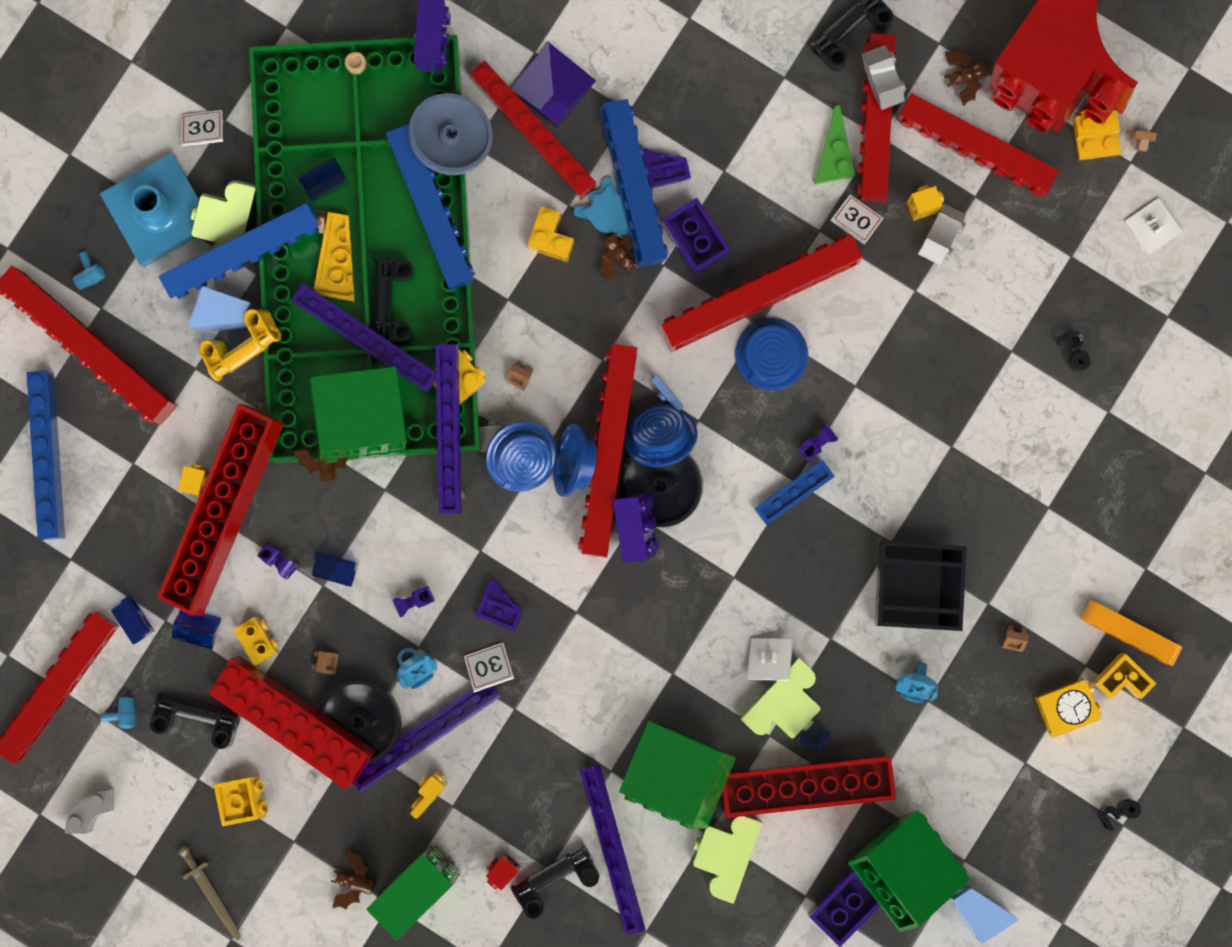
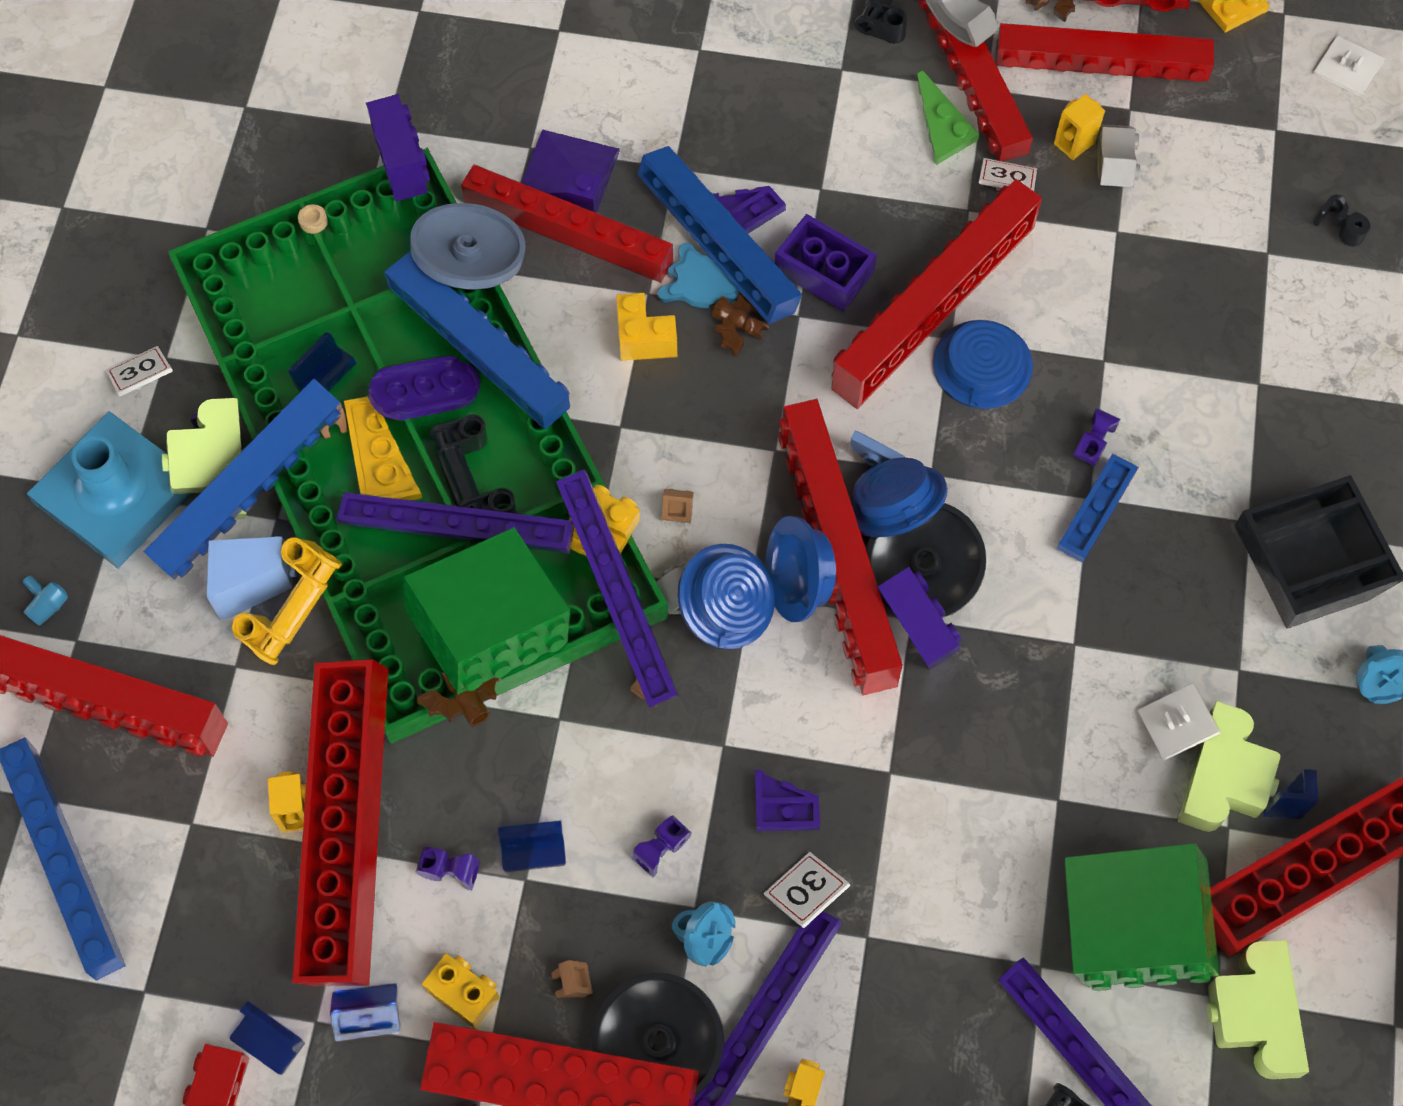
camera: 30 degrees left, 20 degrees down
(383, 225) = (423, 388): none -> dark purple tile

